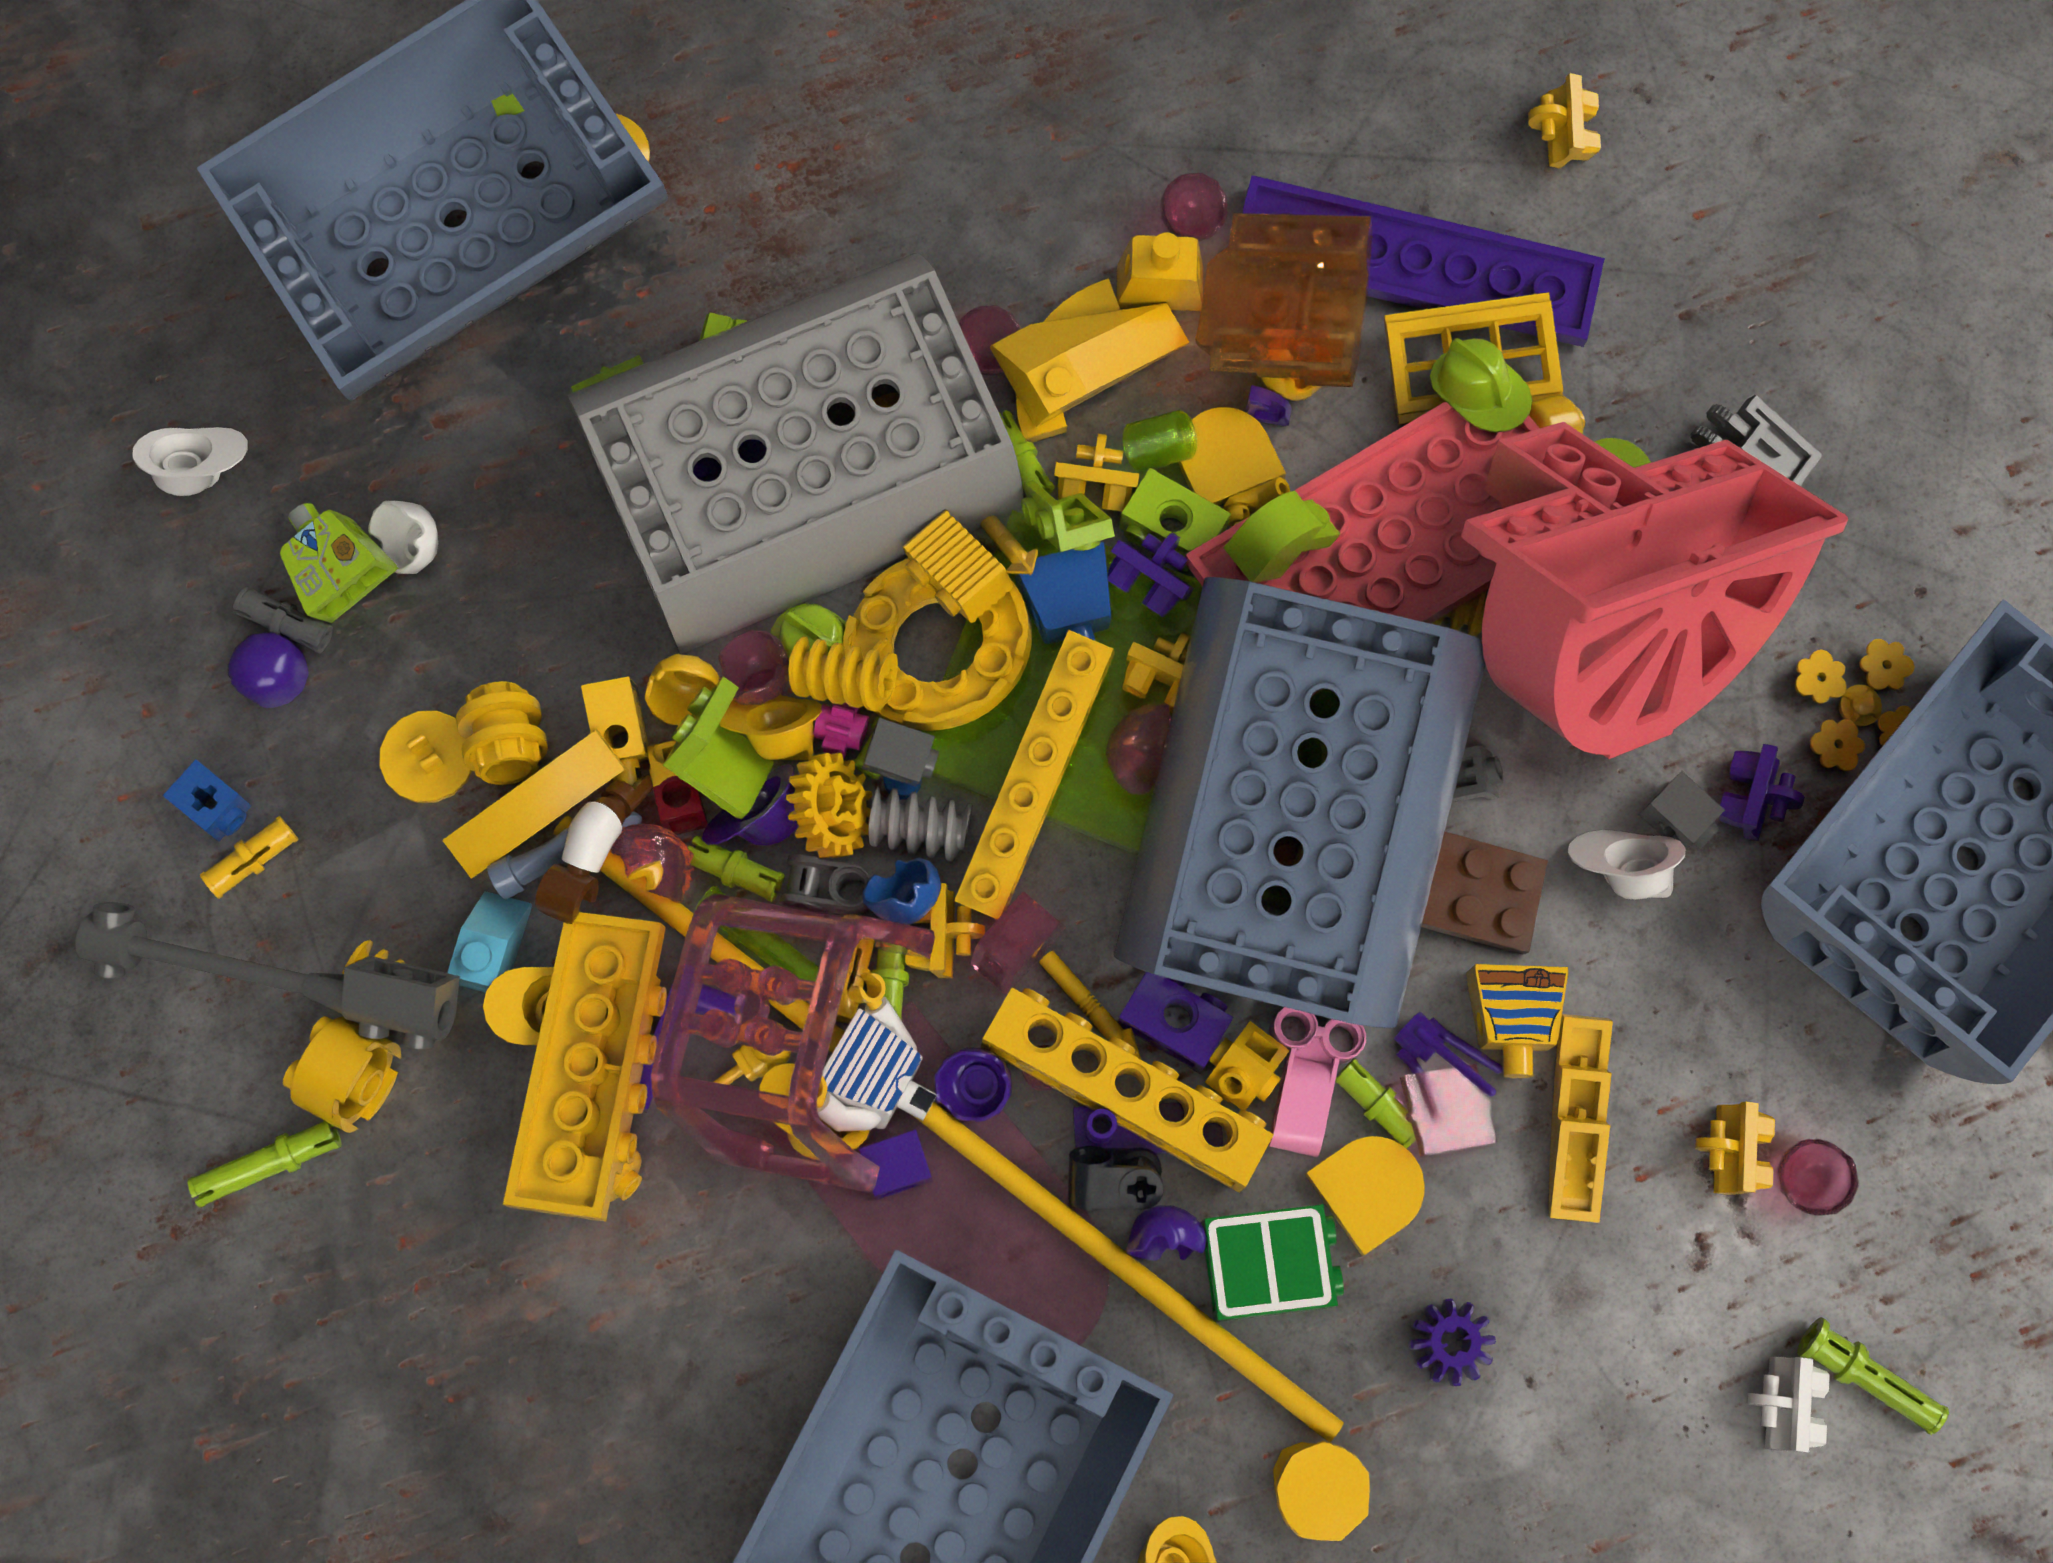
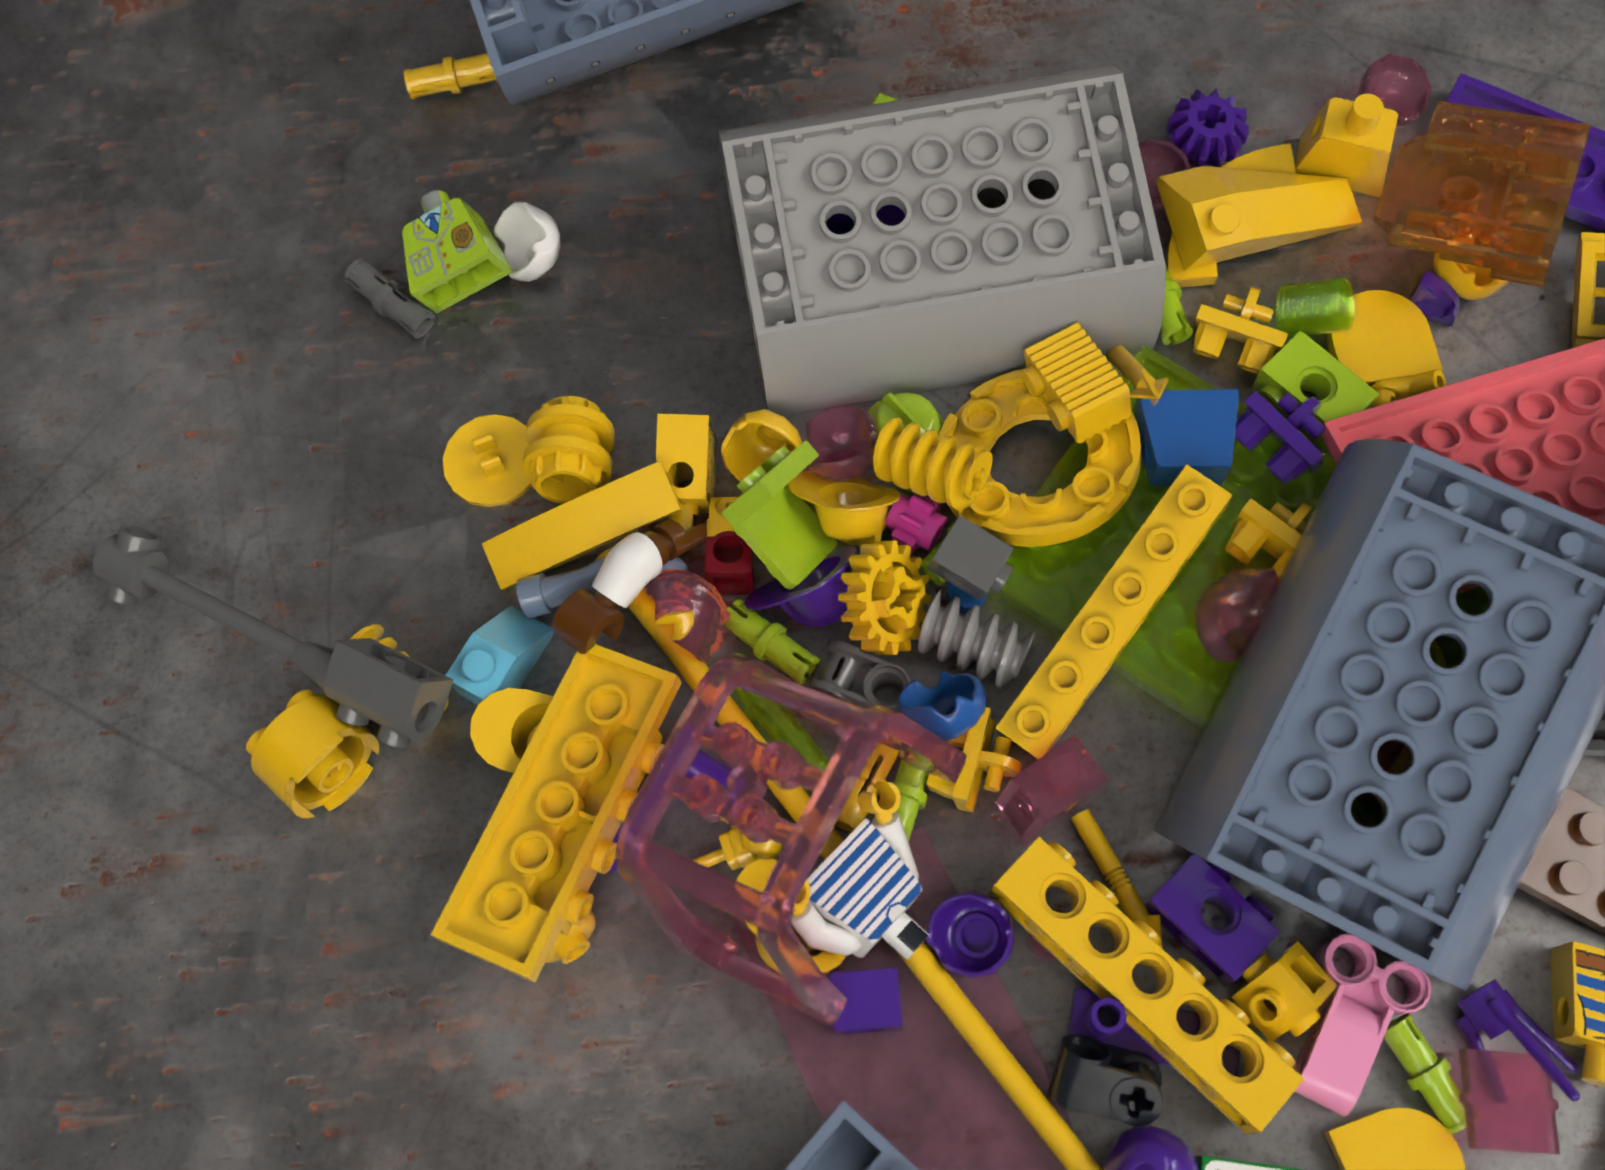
camera: 25 degrees right, 5 degrees down
(188, 459) = (343, 131): white piece -> none
(194, 789) = (252, 443): blue brick -> none
(249, 857) = (258, 531): yellow pin -> none
(268, 669) = (362, 342): dark purple hair -> none
(277, 376) = (449, 76): none -> yellow pin
(282, 1155) = (233, 824): lime pin -> none
(1033, 265) = (1208, 128): none -> dark purple gear
(1065, 522) = (1201, 362): lime bracket -> none
(1278, 535) = (1441, 415): lime brick -> none

